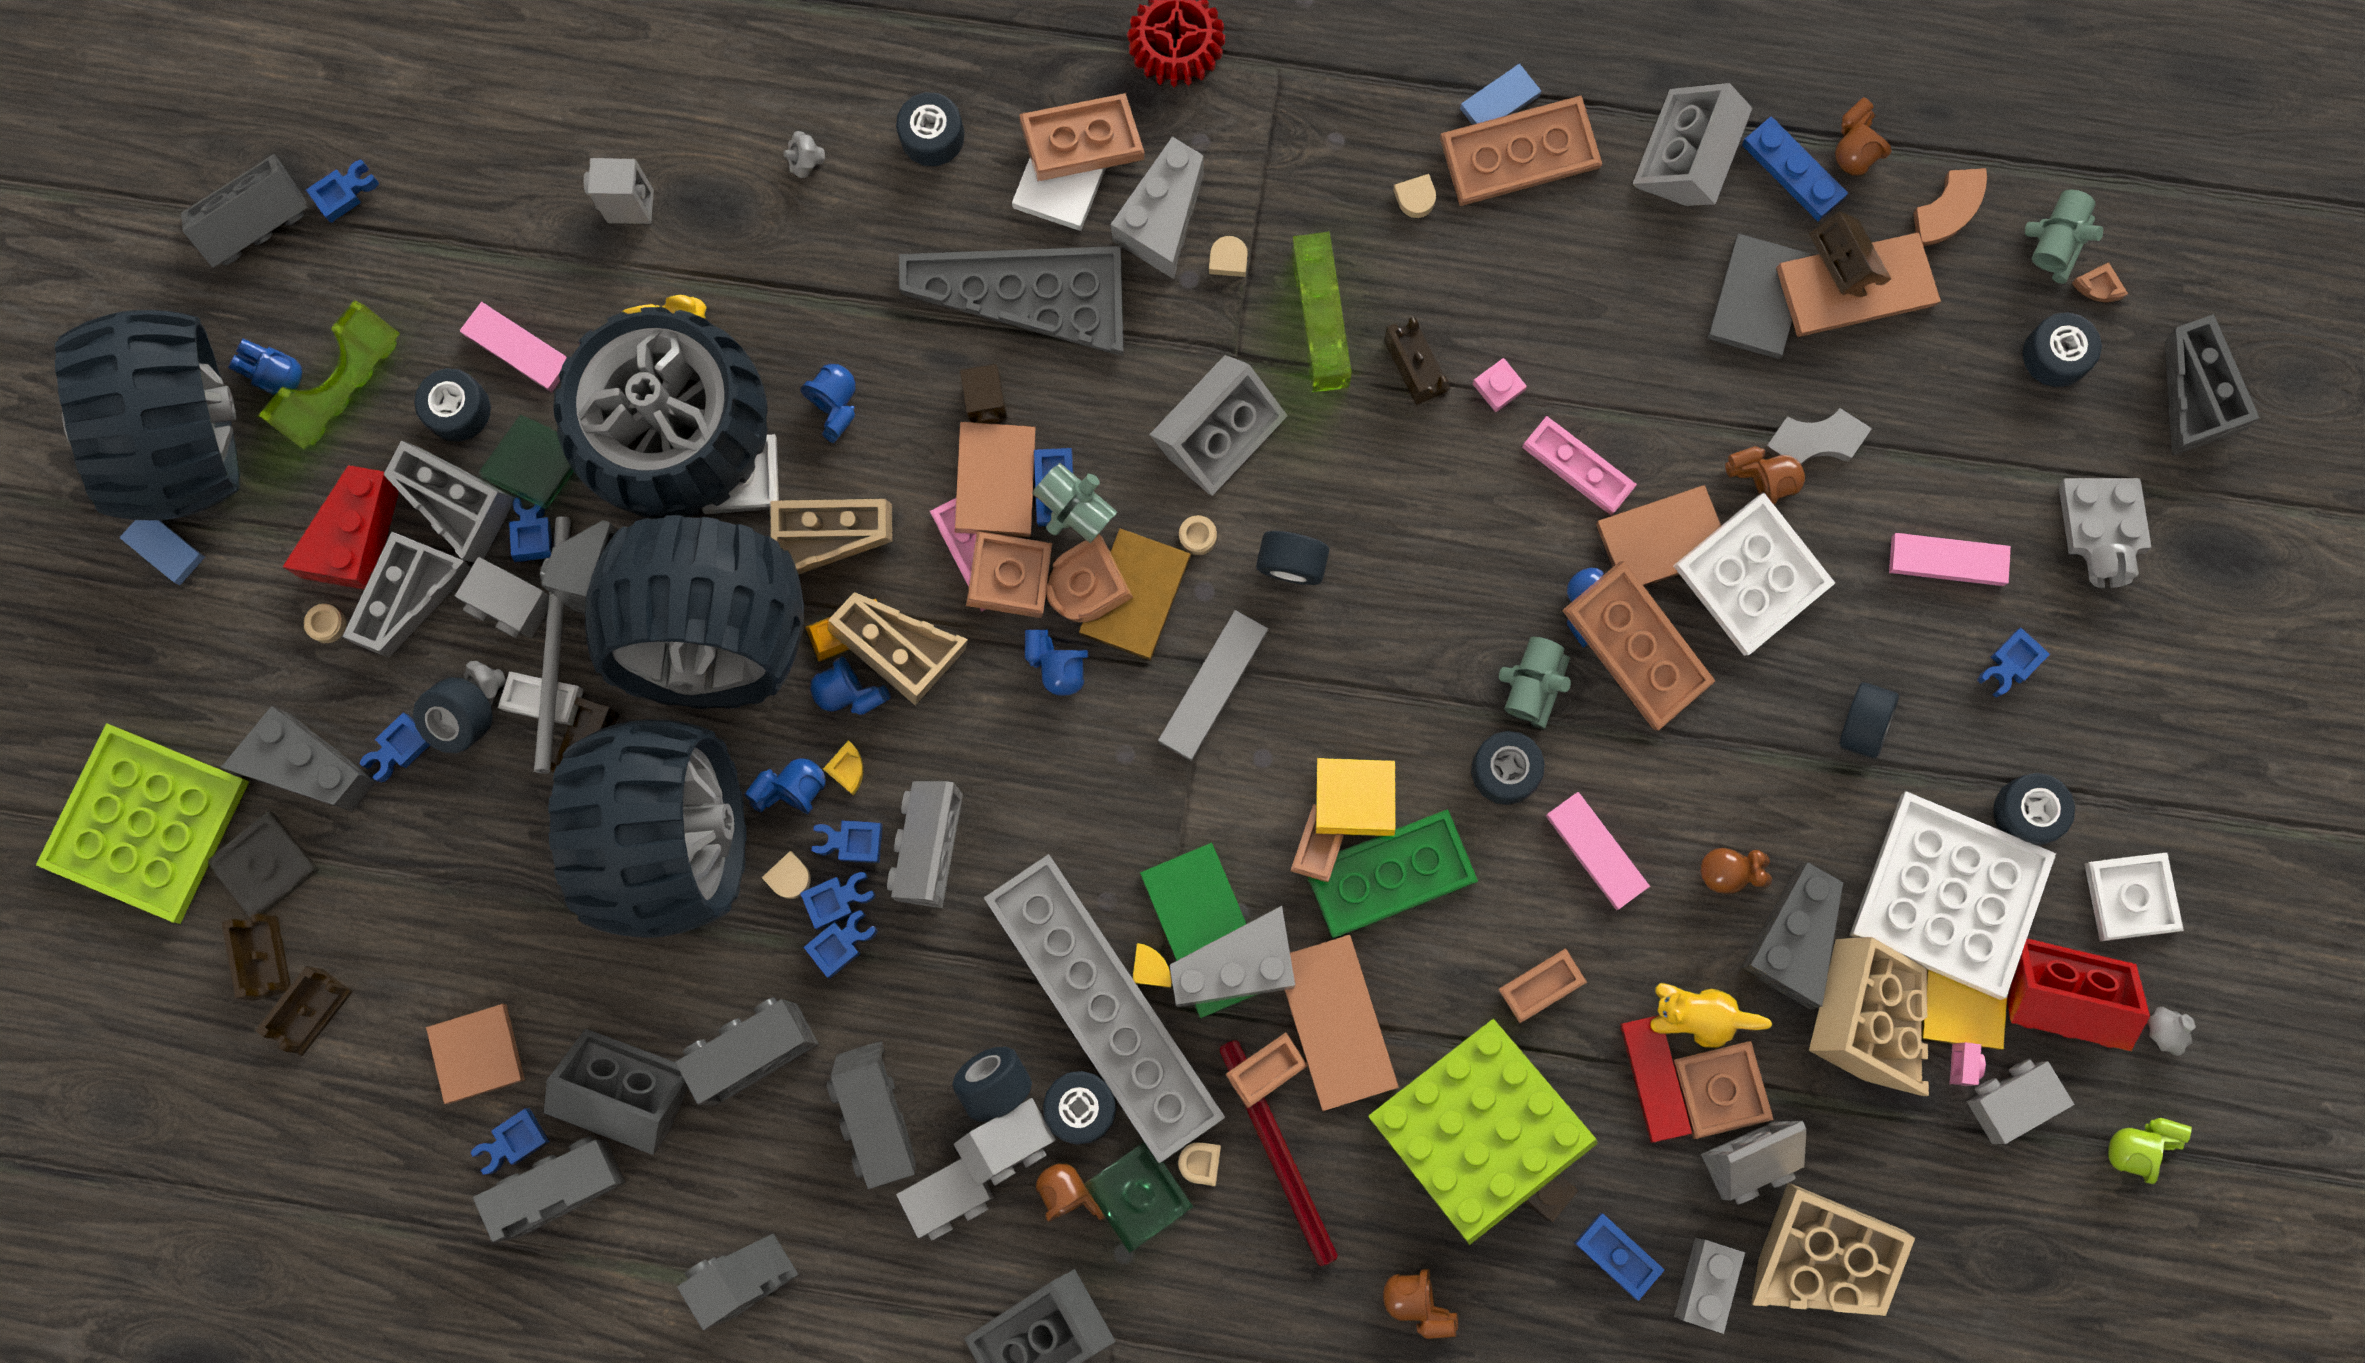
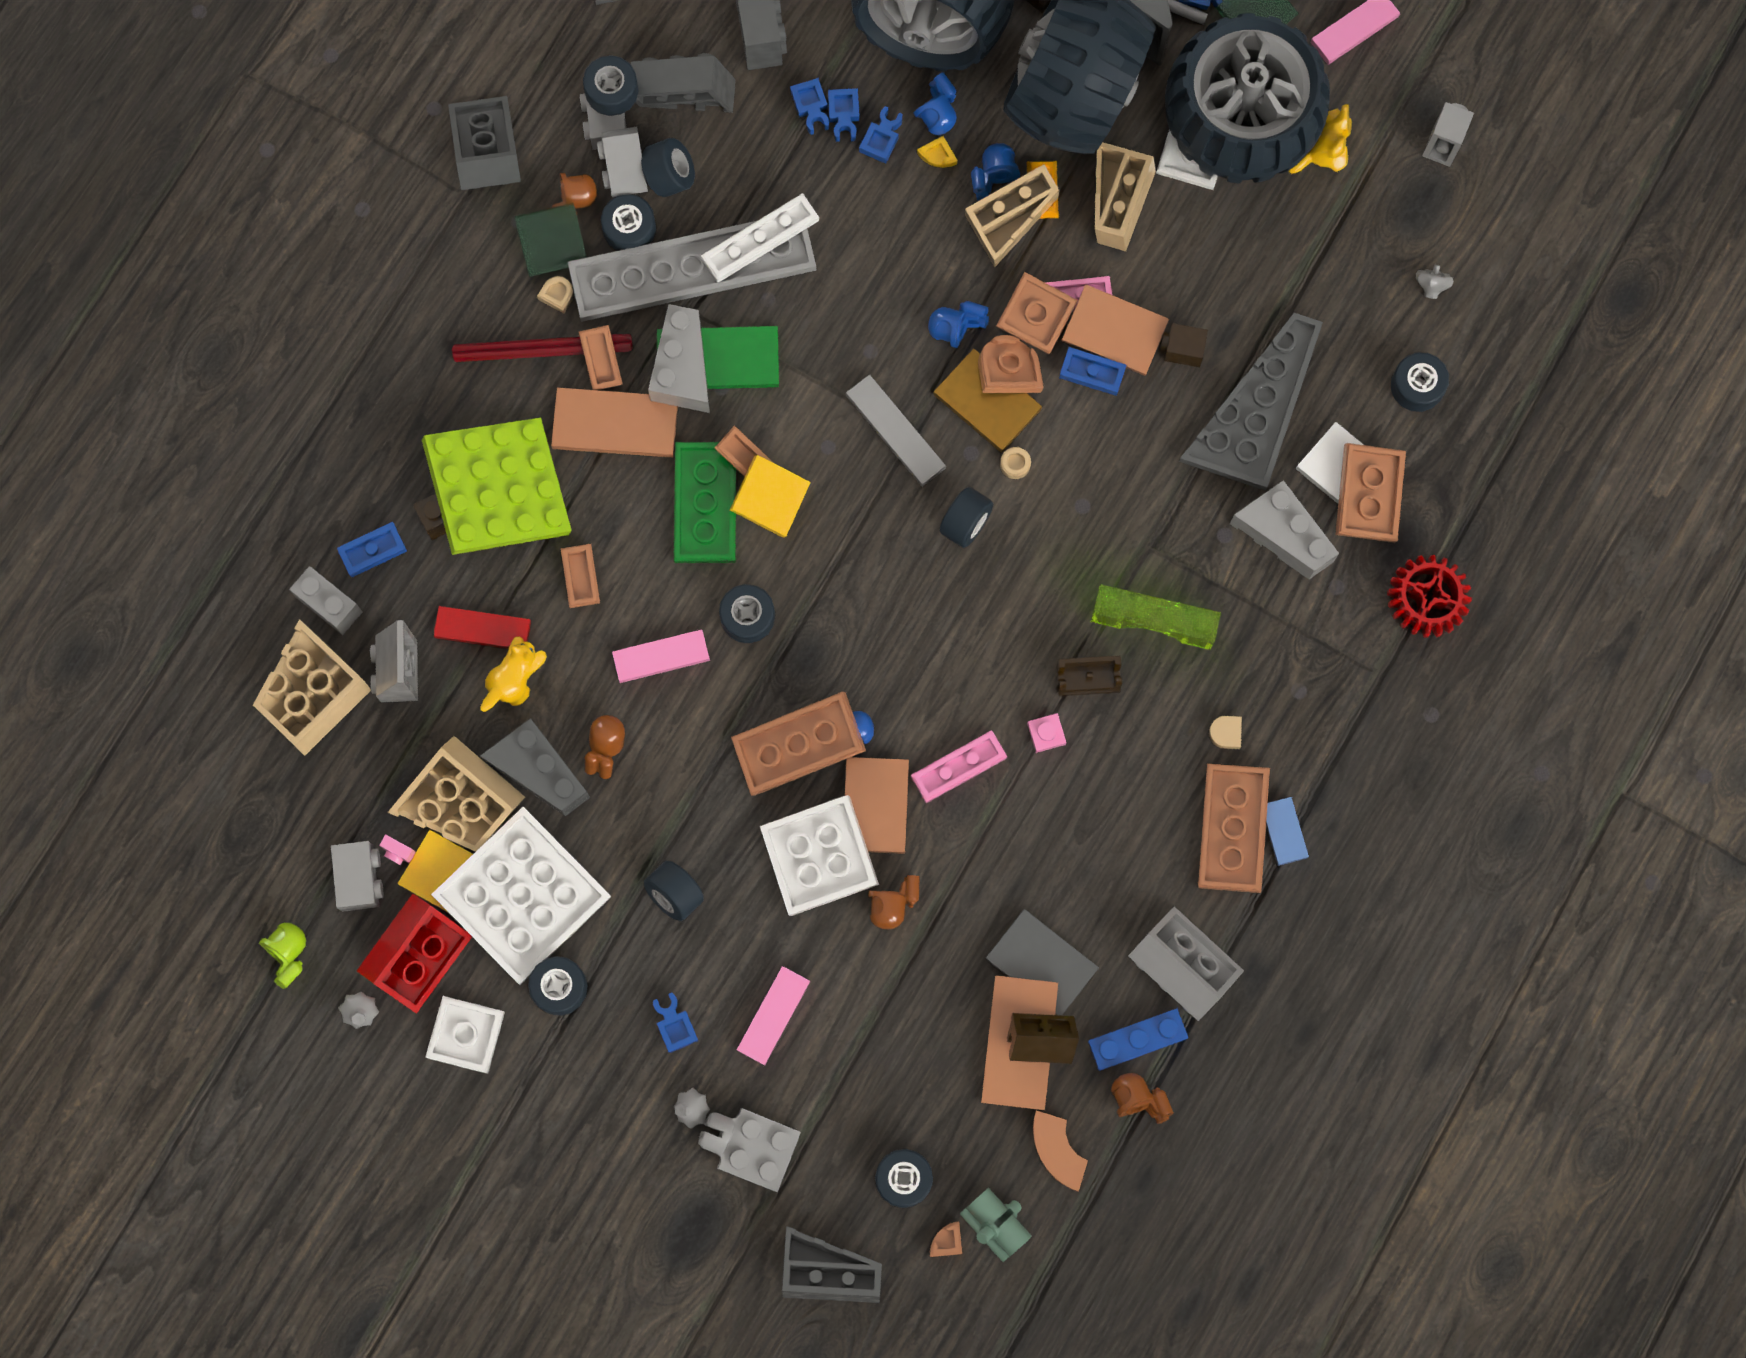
camera: 105 degrees right, 0 degrees up
(788, 877) = (874, 87): tan tile -> none
(831, 393) = (1230, 237): blue piece -> none
(902, 1203) = (605, 75): none -> black wheel
(925, 843) = (856, 185): light grey slope -> none
(1040, 934) = (760, 238): none -> white tile
(1073, 503) = (1070, 374): sand green pin -> none
(1151, 968) = (709, 308): yellow tile -> none
(1219, 424) = (1094, 507): light grey slope -> none
(1228, 257) = (1230, 569): tan tile -> none
(1412, 1300) = (402, 398): dark orange piece -> none
(1536, 681) = (801, 660): sand green pin -> none
(1722, 1090) = (454, 672): nougat tile -> none
(1833, 437) = (905, 972): light grey tile -> none
(2096, 606) = (691, 1108): none -> light grey piece

